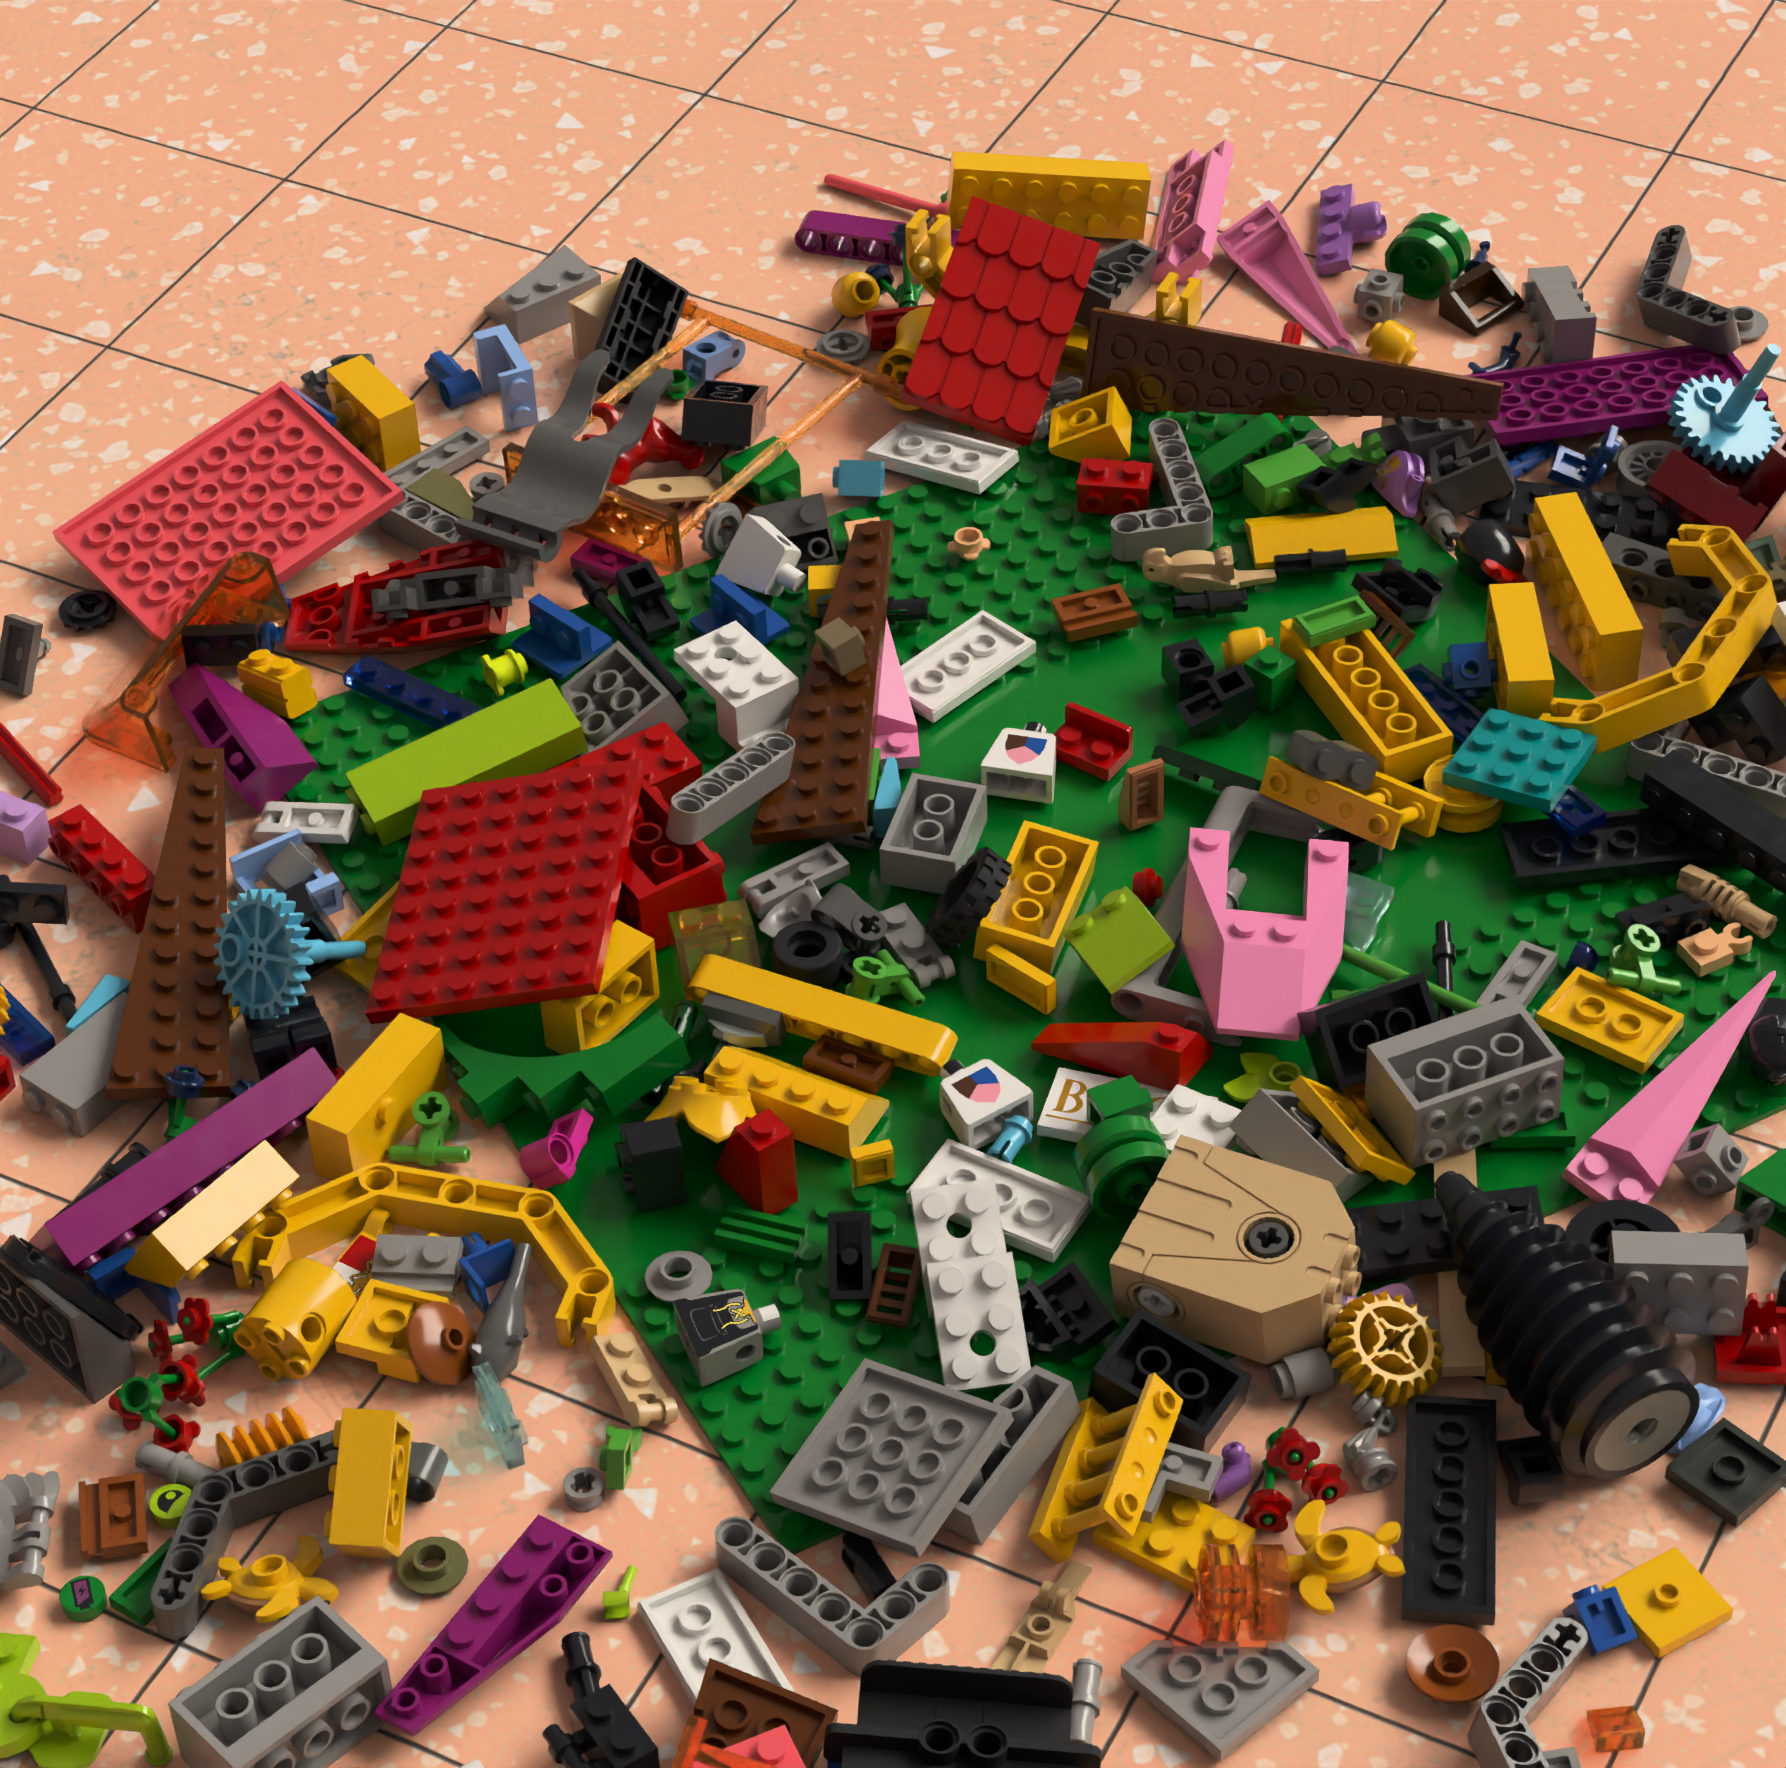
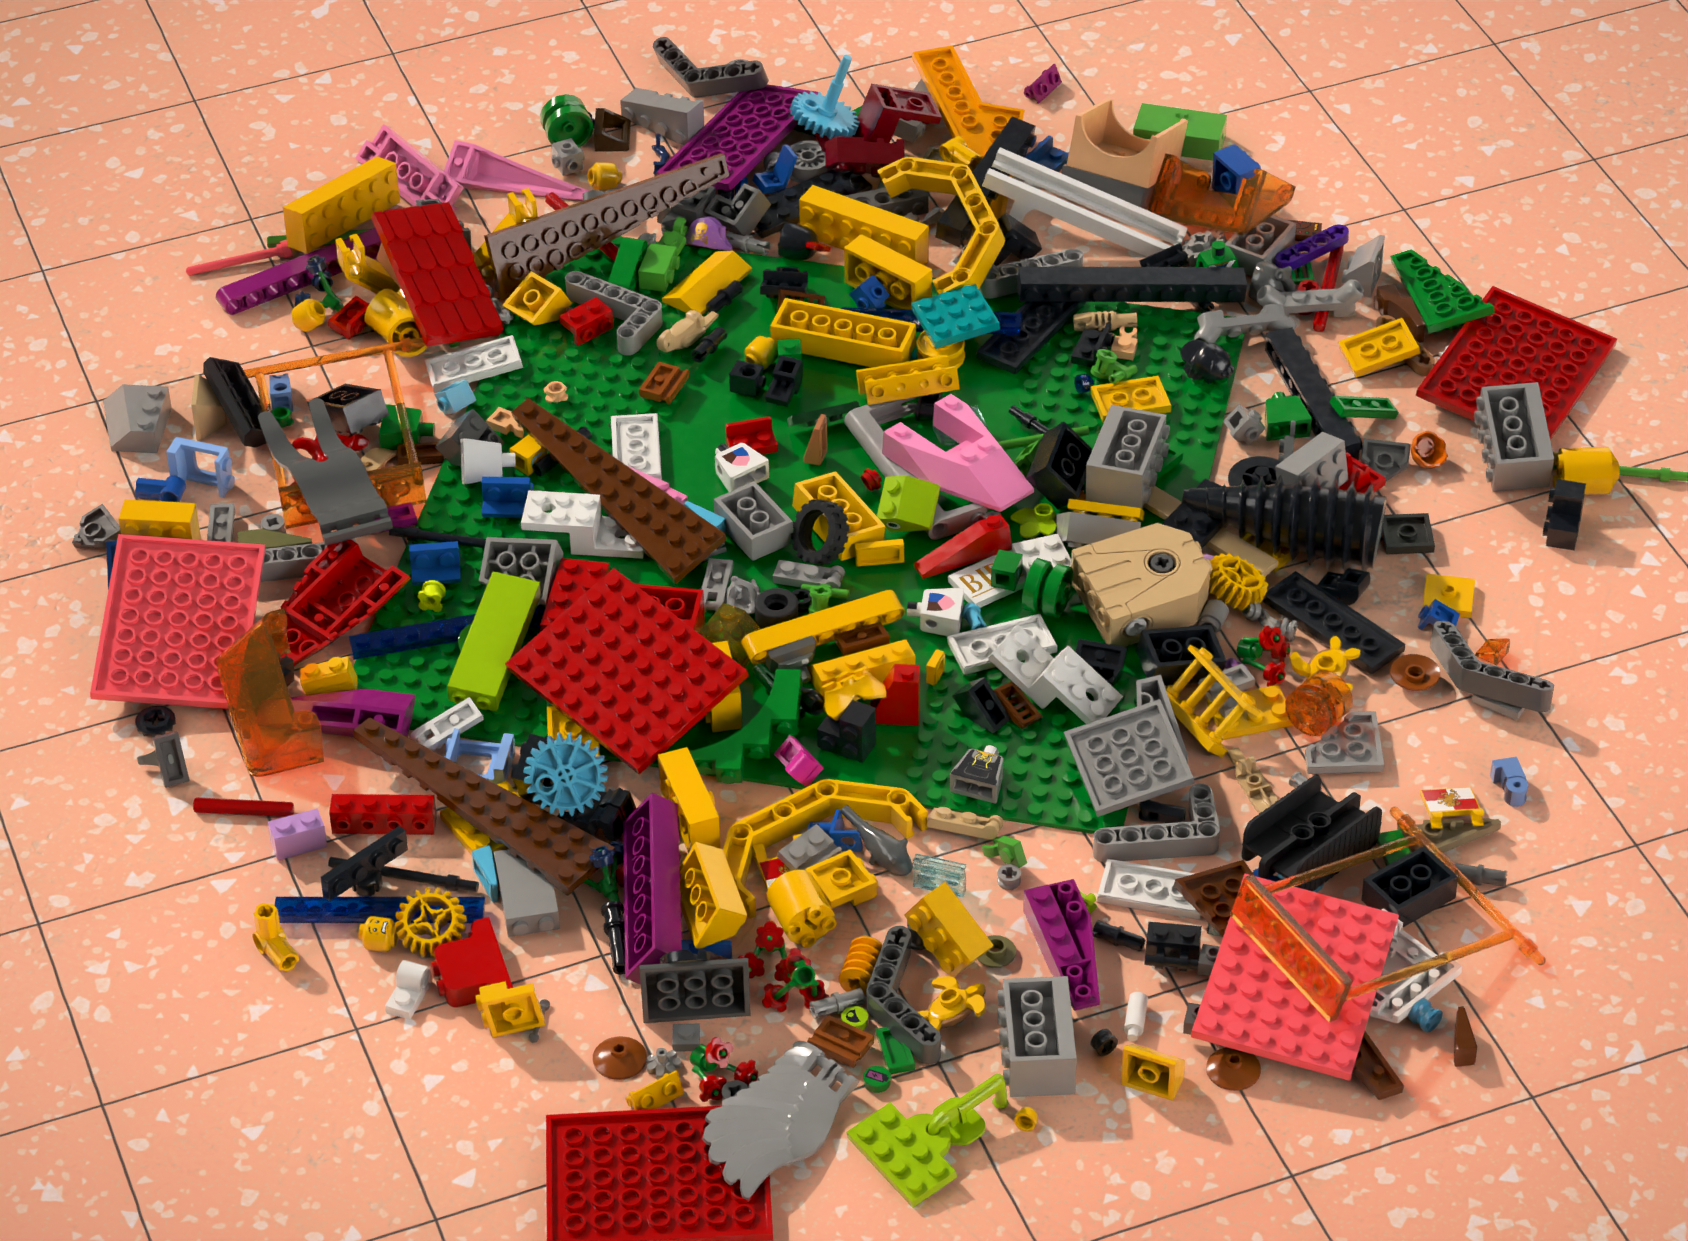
camera: 50 degrees left, 0 degrees up
(290, 867) = (474, 749): light grey brick -> none
(438, 1126) = (725, 803): bright green piece -> none
(439, 1343) = (873, 867): dark orange dish -> none
(452, 590) = (366, 567): dark grey bracket -> none
(644, 600) = (447, 517): black brick -> none
(670, 1288) = (923, 778): light grey piece -> none
(722, 513) = (428, 464): light grey gear -> none
(730, 788) = (658, 556): light grey beam -> none
(763, 1229) = (927, 727): green tile -> none
(841, 646) = (606, 465): dark tan plate -> none
(851, 919) = (775, 576): dark grey piece -> none
(854, 342) = (335, 341): light grey gear -> none
(1332, 760) = (893, 364): dark grey brick -> none
(1333, 621) = (796, 309): bright green tile -> none
(1335, 488) = (690, 252): black brick -> none
(1343, 225) = (493, 135): medium lavender plate -> none
(1521, 974) = (1075, 409): light grey plate -> none
(1642, 1139) = (1210, 439): bright pink plate -> none

